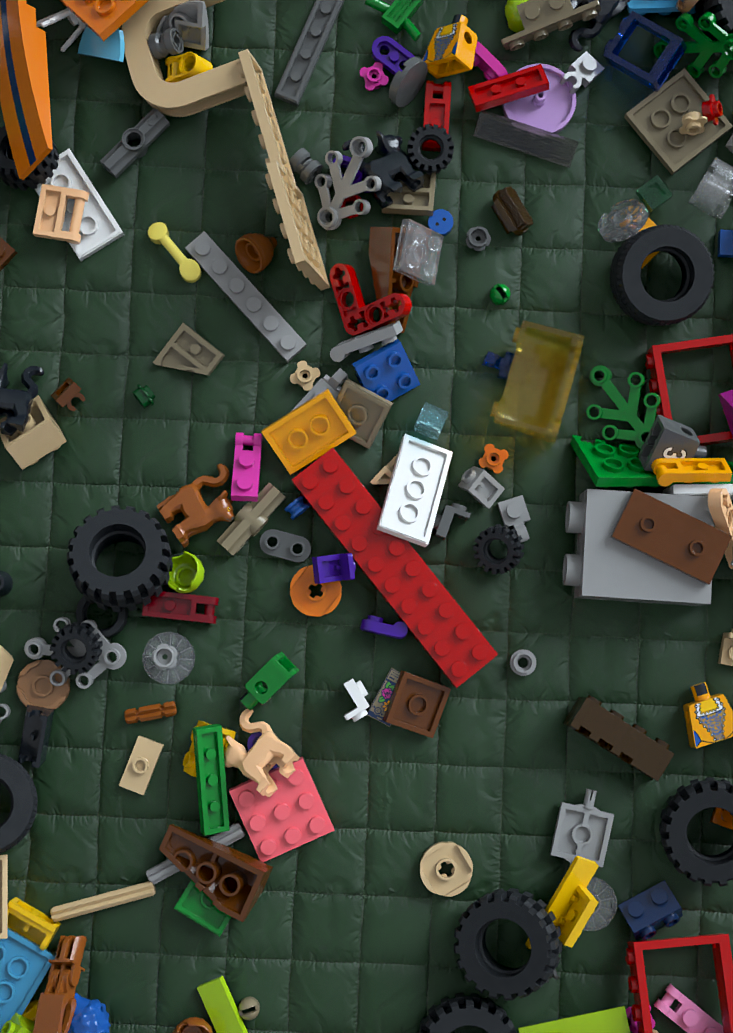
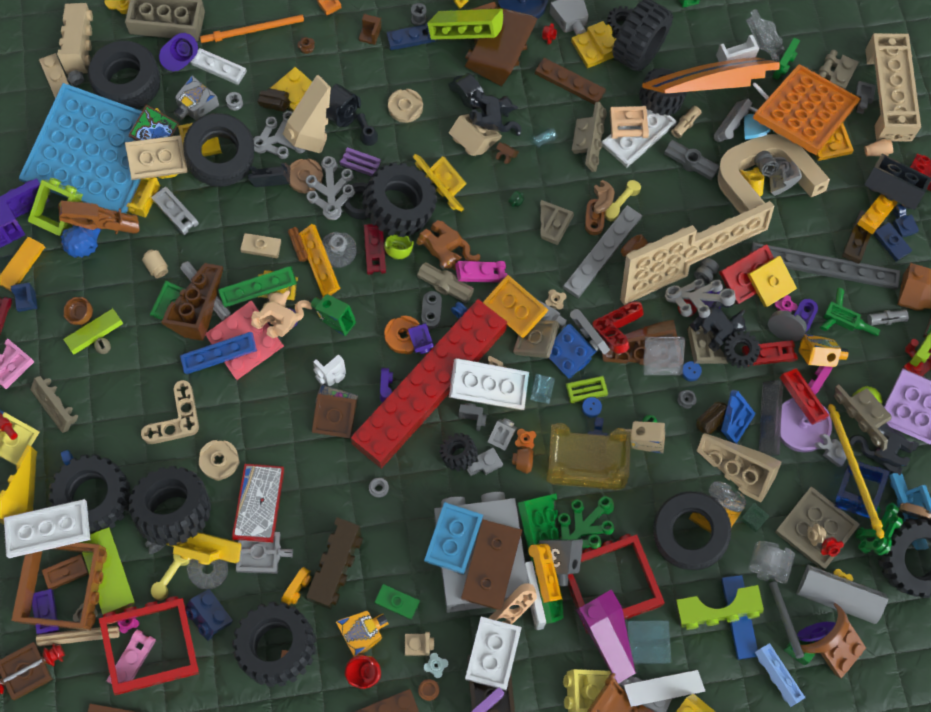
camera: 80 degrees right, 15 degrees down
(31, 595) = (362, 159): none -> medium lavender tile
(55, 335) = (548, 135): none -> clear light blue pin
(61, 881) = (174, 210): none -> light grey plate
(66, 275) = (589, 135): none -> dark tan bracket
(69, 661) = (329, 176): black tyre -> none
(72, 135) = (686, 122): none -> tan pin
(85, 71) = (732, 120): none -> light grey plate
(92, 489) = (445, 178): none -> yellow bracket
(102, 901) = (164, 239): tan axle -> none
(140, 919) = (155, 263): none -> tan brick
(168, 273) = (605, 194): none -> medium nougat piece
(183, 687) = (319, 261): none -> light orange tile
(194, 295) = (593, 219): none -> dark orange plate
(297, 848) = (218, 353): none -> blue tile
(322, 108) = (736, 275): none -> red plate
(339, 84) = (772, 281): none -> yellow plate
(385, 915) = (179, 423): none -> tan beam
(439, 386) = (569, 386): none -> lime tile
(465, 363) = (591, 407): none -> blue tile
(517, 824) = (258, 503): none -> tile
(519, 180) = (737, 417): none -> blue wing
(523, 466) = (523, 460): none -> dark orange cone
(528, 294) = (647, 436): none -> tan torso
(585, 186) = (744, 466): none -> tan wedge
(606, 968) = (159, 590): none -> light yellow bar
(629, 783) = (292, 593): none -> light orange plate
(630, 577) = (453, 538): none -> dark azure plate
(676, 666) = (397, 602): none -> green plate
(708, 45) = (876, 523): none -> yellow hose

